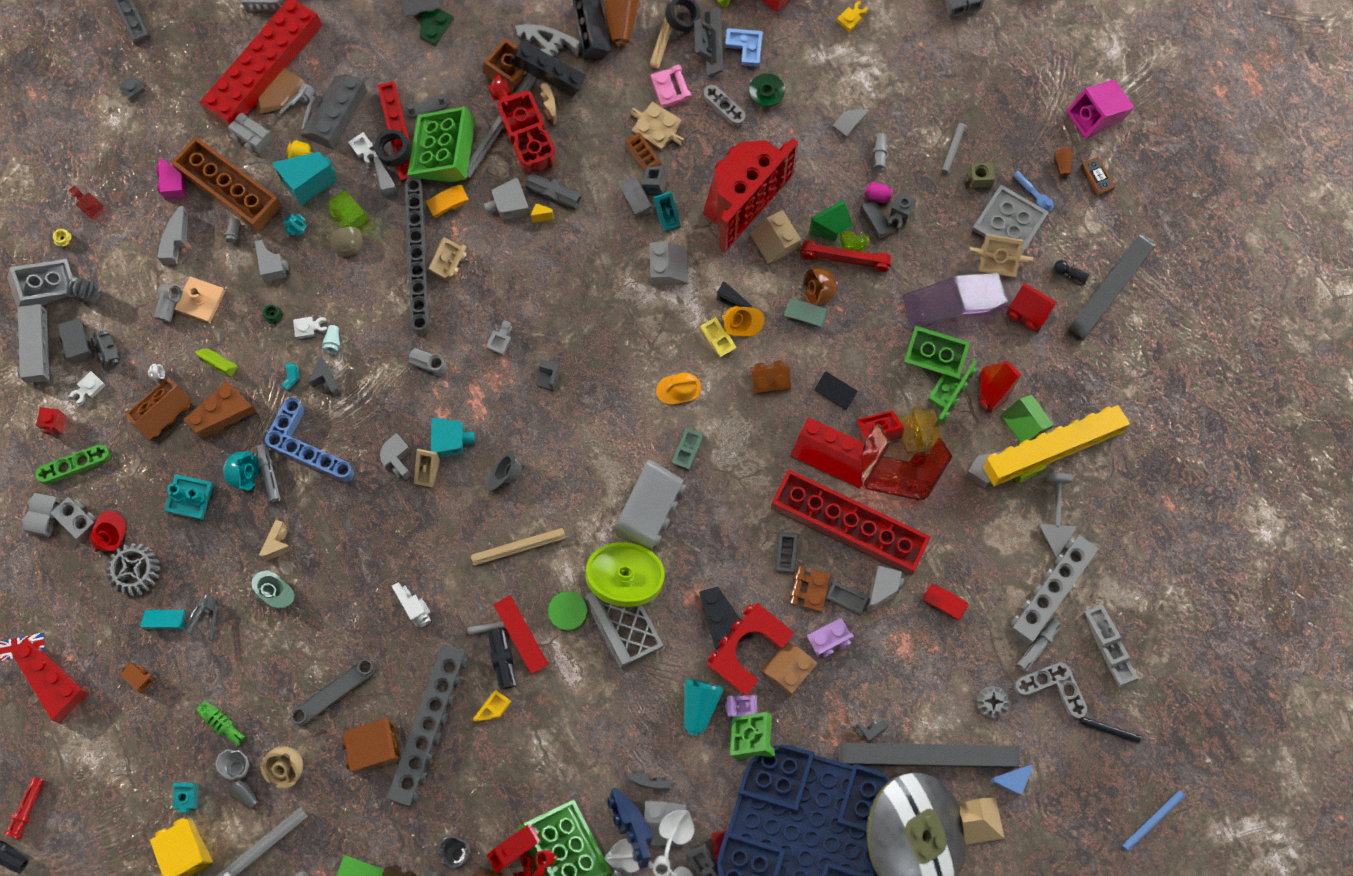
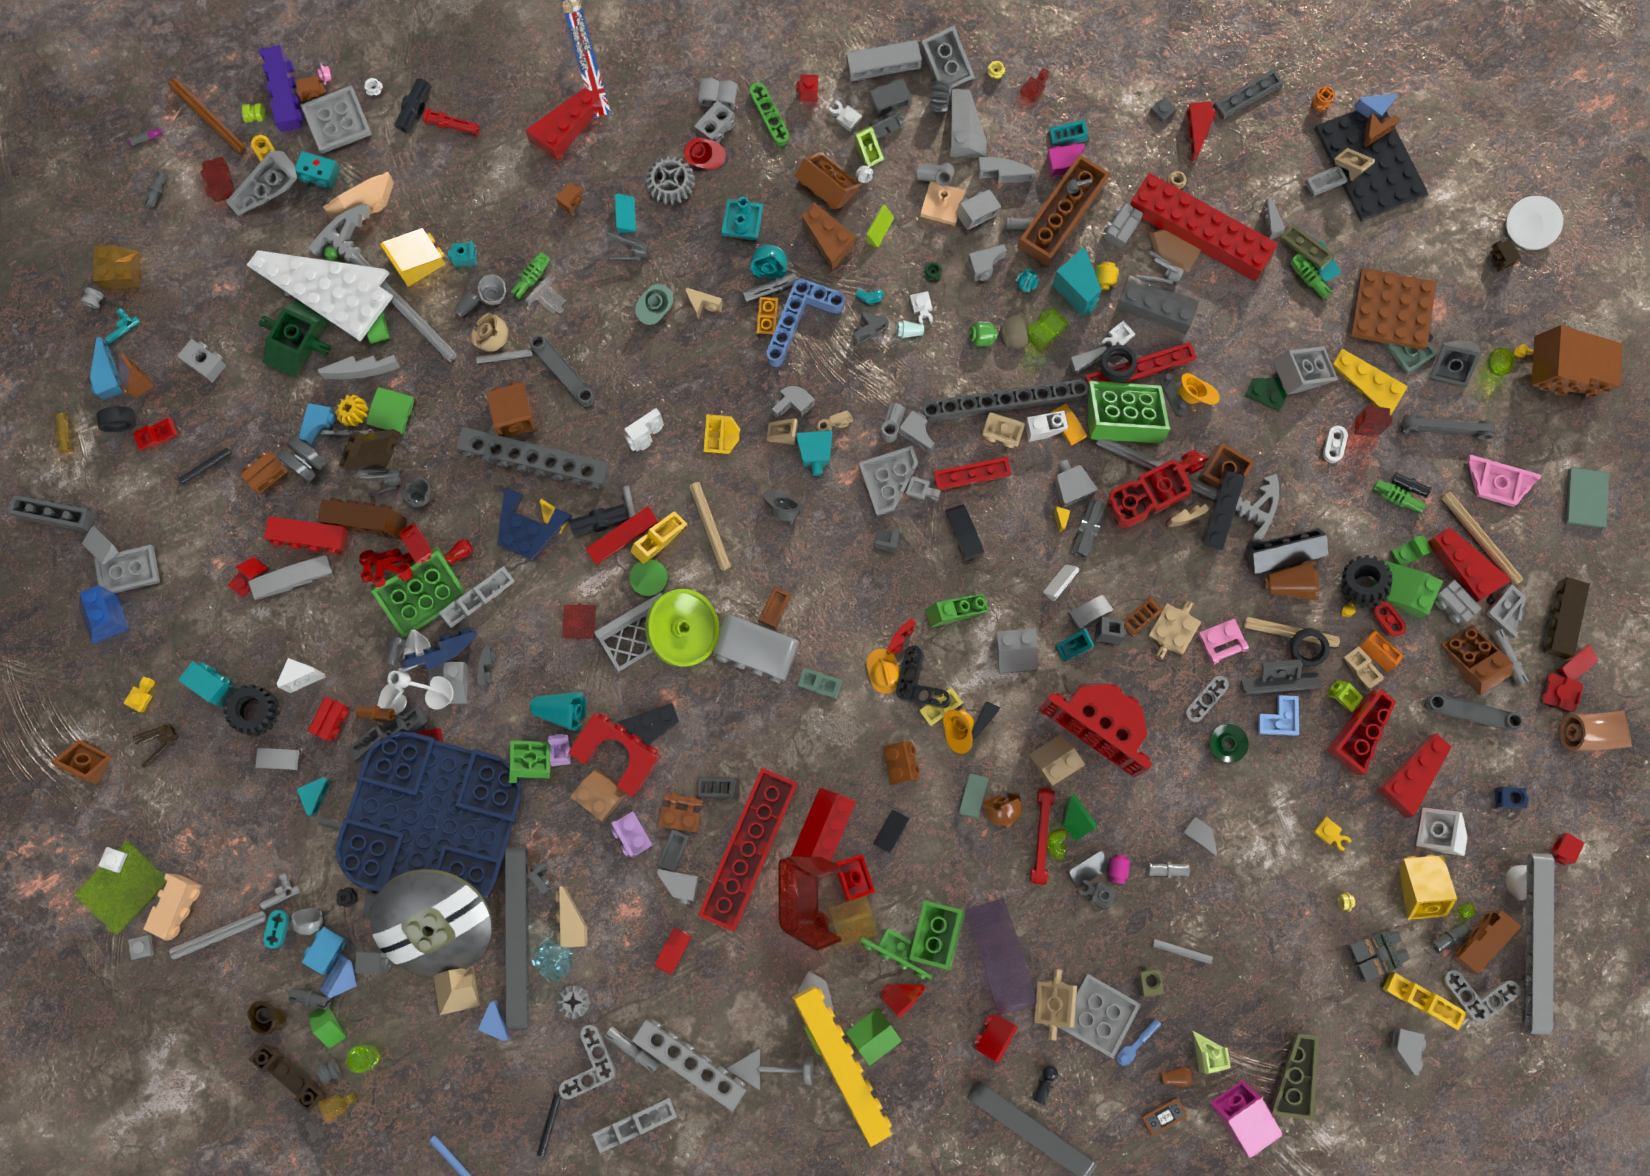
camera: 85 degrees right, 5 degrees up
(127, 271) = (966, 132): none -> light grey wedge
(128, 366) = (868, 147): none -> lime slope
(136, 161) = (1077, 138): none -> teal slope
(154, 56) = (1199, 121): none -> red slope
(206, 170) = (1073, 185): none -> dark grey hand
(207, 78) = (1179, 176): none -> tan plate
(213, 264) = (978, 209): none -> light grey brick
(246, 705) = (546, 296): none -> clear piece
(298, 478) = (767, 315): none -> light orange slope
(308, 747) = (504, 356): none -> light grey bar
(345, 270) = (982, 333): none -> bright green head
(420, 412) = (838, 420): none -> tan plate
(422, 531) = (720, 434): none -> yellow slope
(427, 83) = (1196, 390): none -> light orange piece
(439, 340) = (915, 431): none -> light grey arch
(447, 219) = (1045, 425): none -> white slope
(485, 370) = (888, 478): none -> light grey plate
(488, 292) = (972, 473): none -> red plate
(510, 738) = (523, 534): none -> dark blue wing
(522, 807) = (459, 551): none -> red cone
(526, 598) = (658, 537): none -> yellow slope
(547, 302) = (965, 532): none -> black slope
(574, 790) = (476, 597): none -> light grey slope
(603, 220) = (1060, 582): none -> white slope
(607, 684) = (579, 621): none -> clear red piece
(608, 487) = (774, 607): none -> dark orange tile
(624, 316) = (956, 609): none -> bright green slope
(650, 371) = (897, 641): none -> red slope
(700, 358) = (915, 689): none -> black beam
(912, 10) = (1346, 901): none -> light yellow plate
(922, 698) = (572, 926): none -> tan slope
(945, 722) = (547, 952): none -> clear light blue plate
(1046, 133) = (1210, 1055): none -> yellowish green slope
(1066, 62) = (1298, 1080): none -> olive wedge

